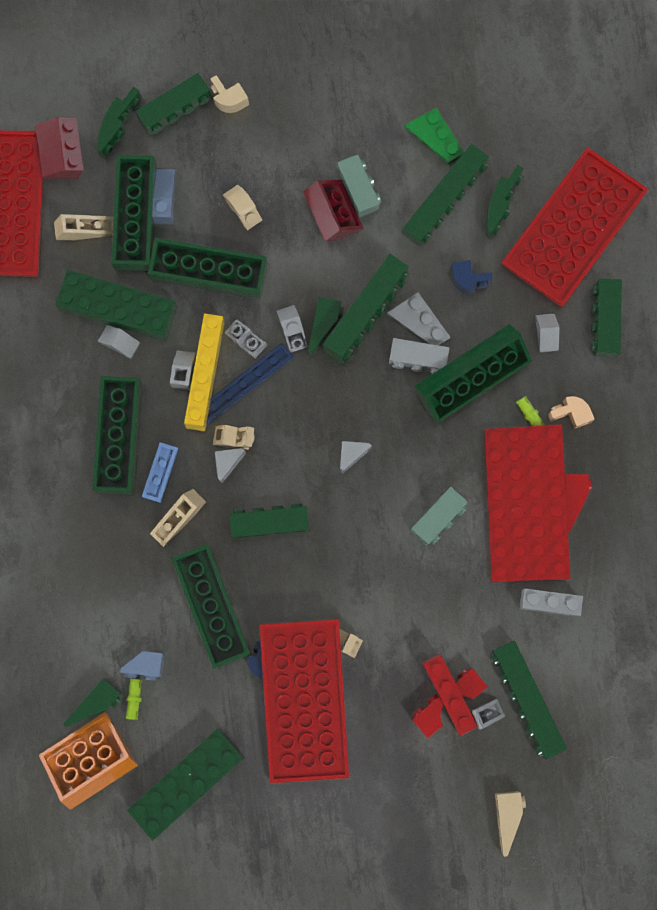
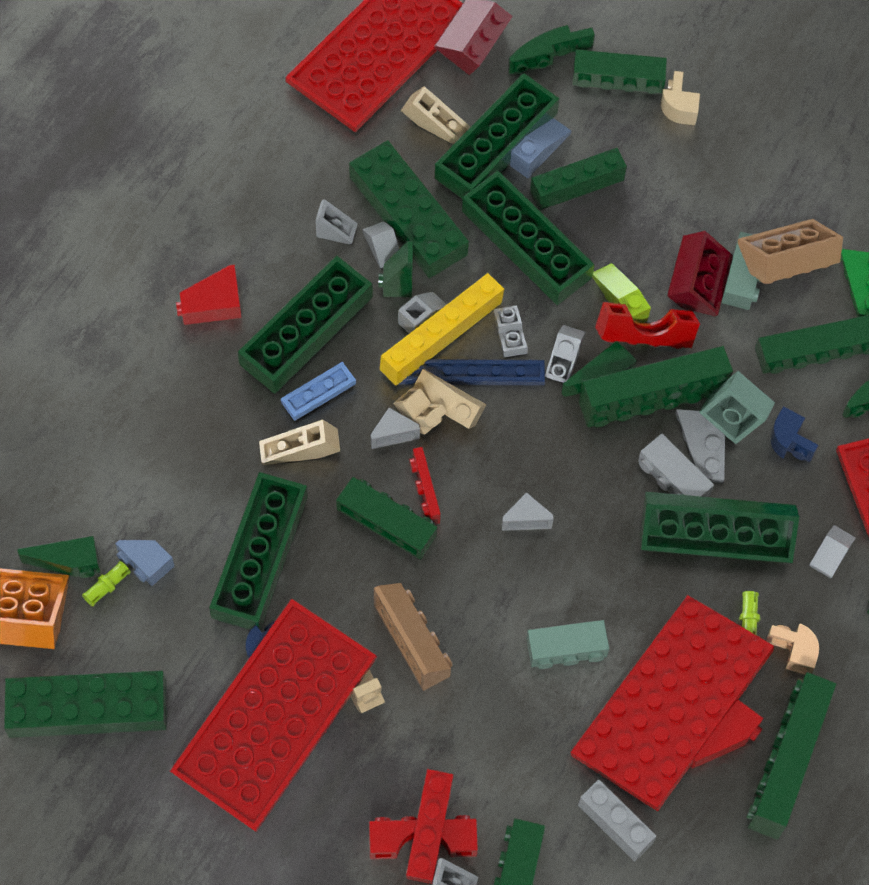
camera: 35 degrees right, 15 degrees down
(42, 464) = (211, 299): none -> red slope
(79, 352) = (334, 224): none -> light grey slope
(148, 357) = (397, 273): none -> dark green slope
(207, 201) = (578, 178): none -> dark green brick
(243, 206) = (609, 208): tan brick -> none
(253, 415) = (457, 403): none -> tan slope
(275, 483) = (424, 485): none -> red plate
(295, 261) = (621, 290): none -> lime slope
(344, 585) = (411, 634): none -> medium nougat slope
(346, 263) = (675, 329): none -> red arch
(378, 152) = (790, 250): none -> medium nougat slope
(426, 286) = (737, 407): none -> sand green brick
(621, 484) = (791, 755): none -> dark green brick

